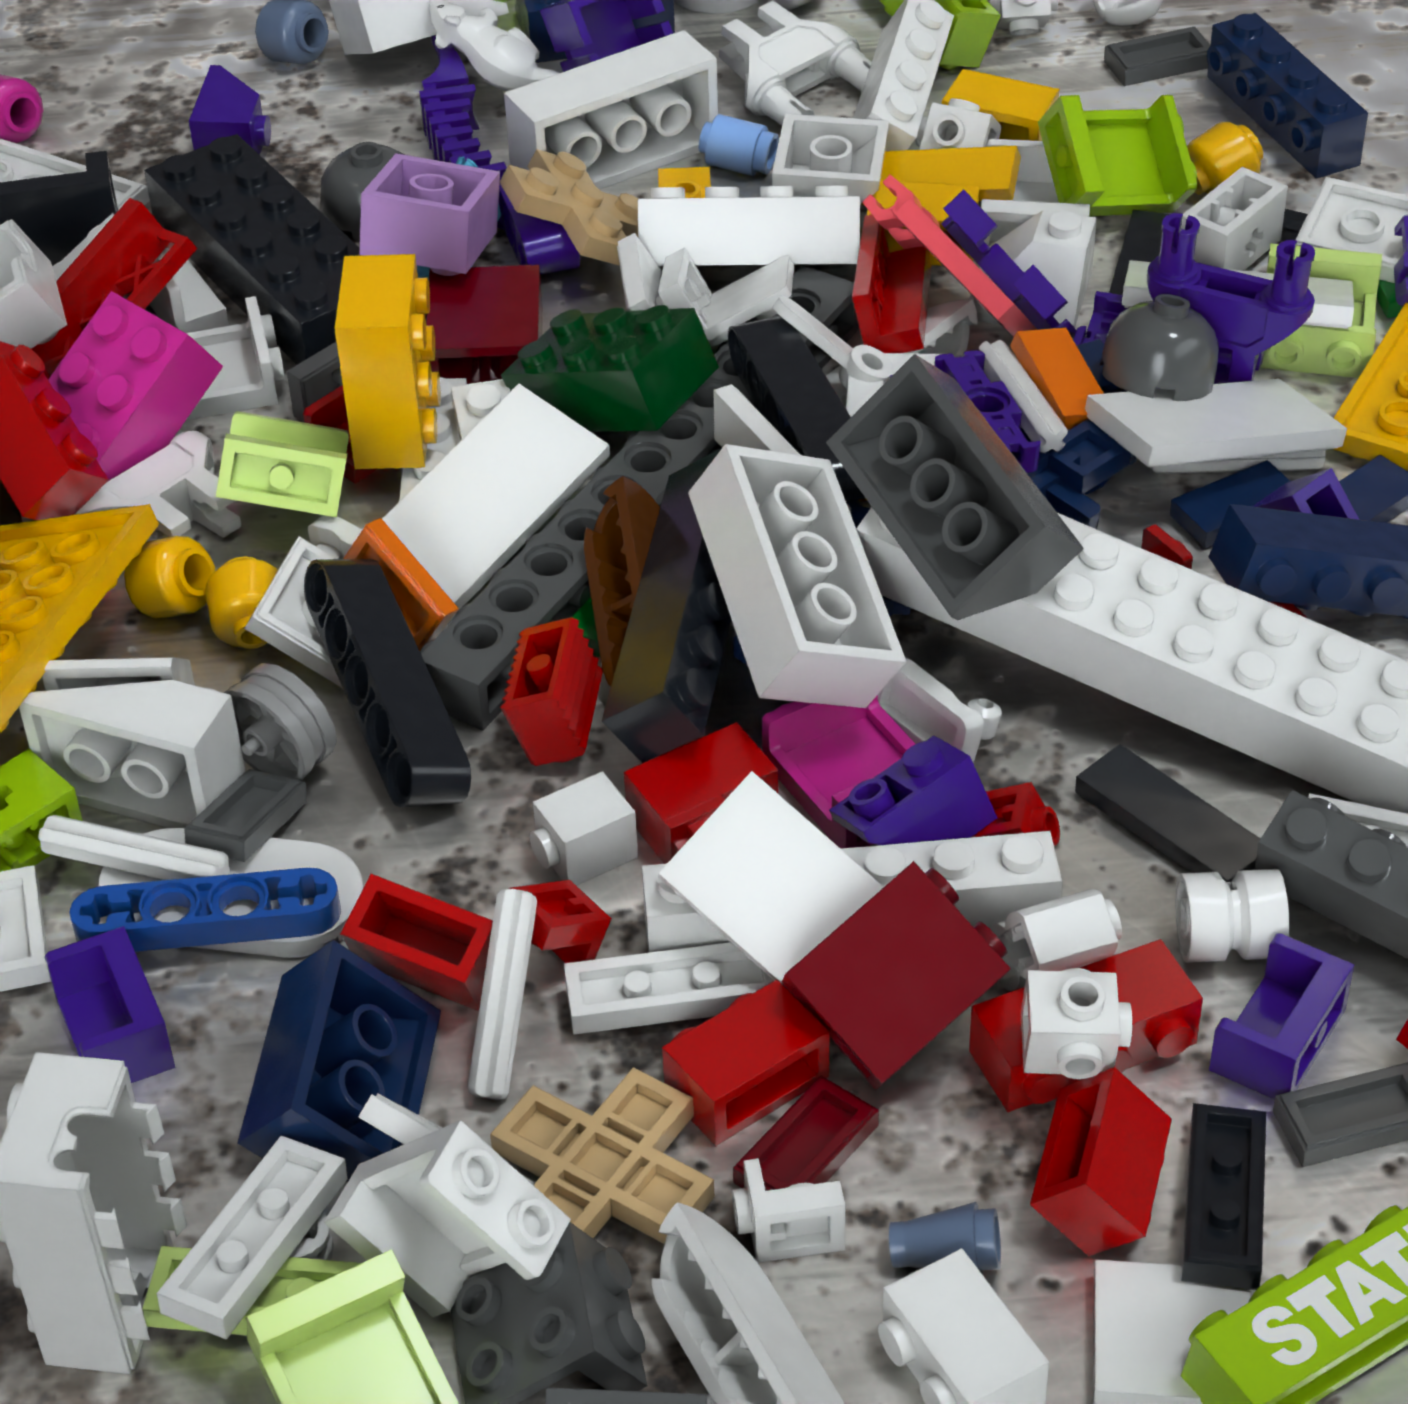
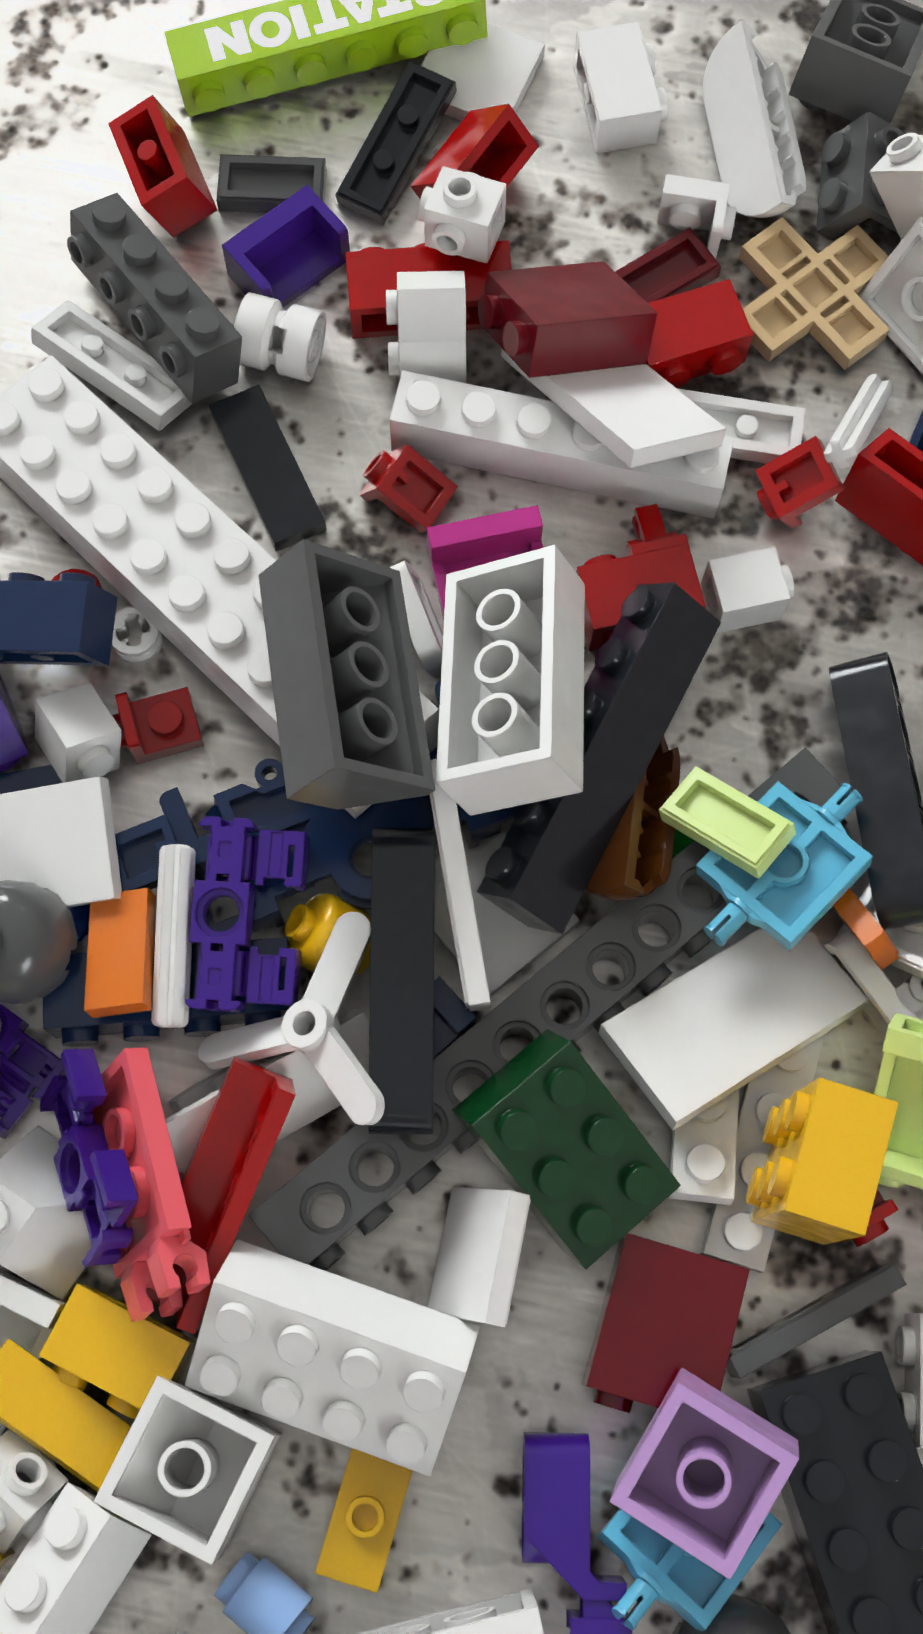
camera: 165 degrees left, 30 degrees up
(474, 562) = (801, 881): none -> medium azure plate
(540, 568) = (727, 822): none -> yellowish green tile
(552, 691) = (740, 726): red brick -> none
(563, 193) = (510, 1493): tan plate -> none
(740, 301) = (405, 1224): white bracket -> none
(919, 798) = (484, 485): dark purple slope -> none
(937, 1235) = (595, 164): sand blue cone -> none
(1196, 519) = (77, 733): none -> white brick

